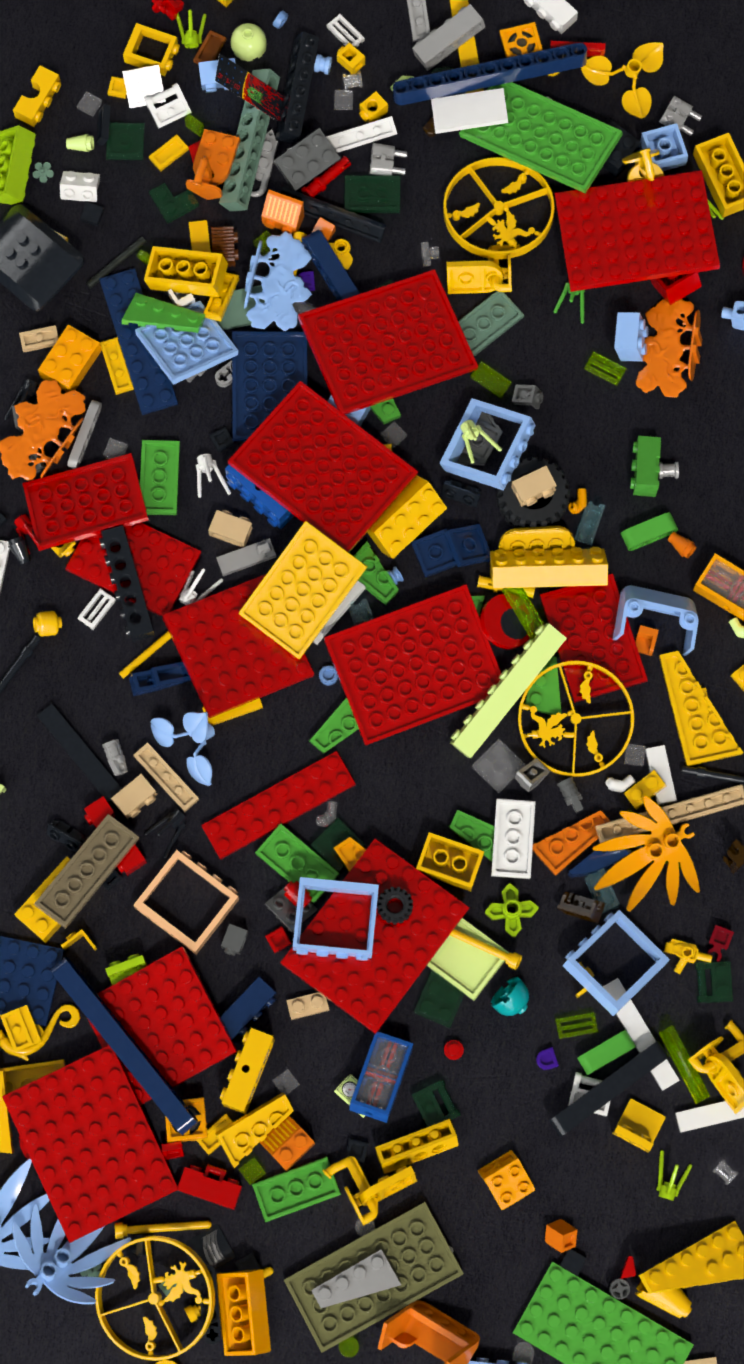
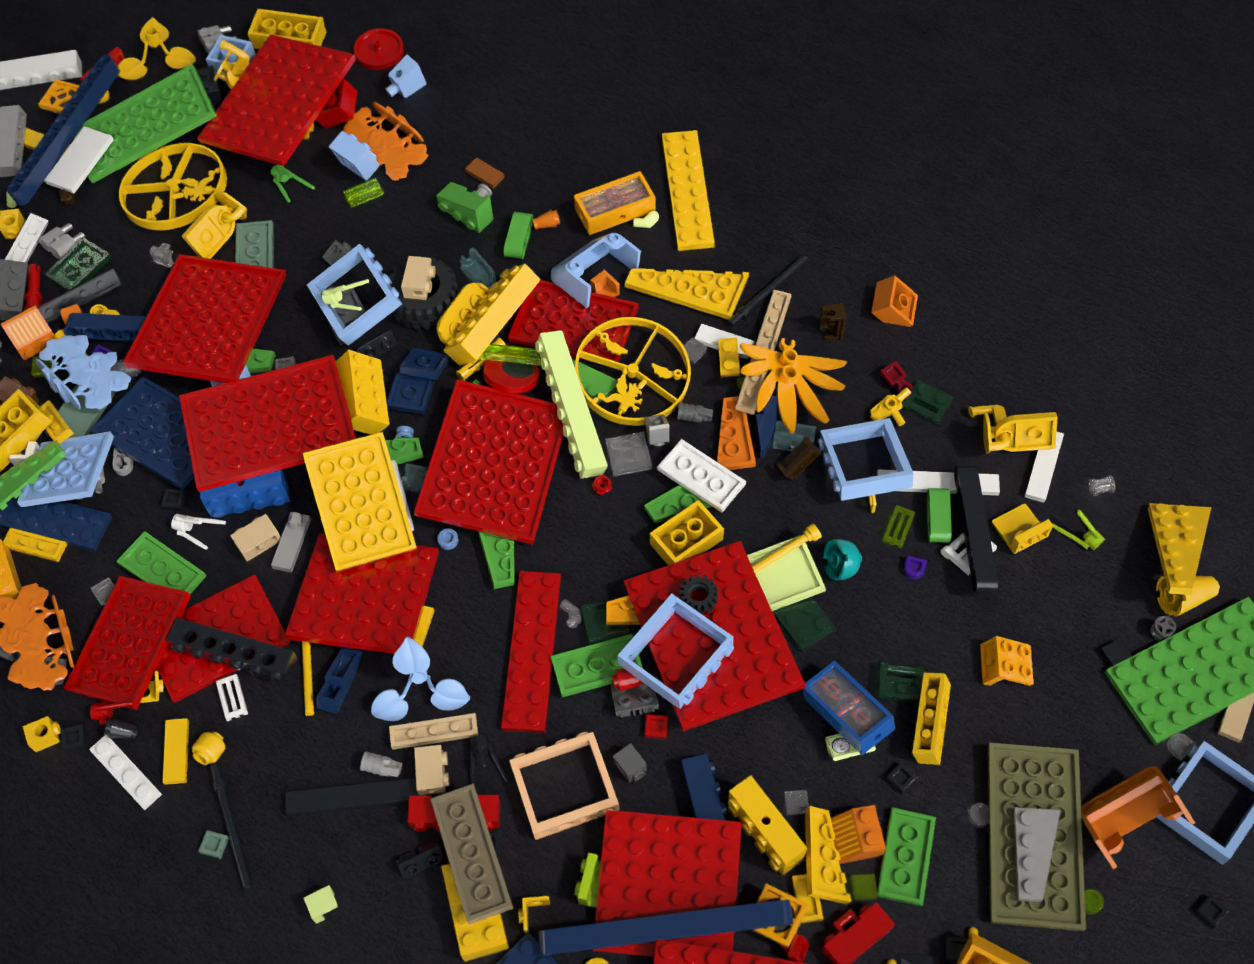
camera: 55 degrees left, 15 degrees down
(31, 601) = (176, 751): none -> yellow tile
(84, 434) = (68, 607): light grey beam -> none
(189, 596) = (285, 607): white plant -> none
(307, 1005) = (735, 738): tan plate -> none
(371, 1195) = (954, 789): yellow plate -> none
(453, 1050) = (858, 636): red plate -> none
(455, 759) = (602, 480): none -> red plate
(491, 379) = (302, 273): clear neon green tile -> none
(512, 920) = (762, 515): lime plant -> none
(561, 1235) = (1086, 647): orange panel -> none
(581, 502) = (456, 268): light orange arm -> none
(618, 785) = (711, 375): white arm -> none
(628, 1269) = (1147, 609): red slope -> none
(680, 1058) = (989, 462): clear neon green tile -> none
(697, 456) = (484, 173): none -> dark orange tile

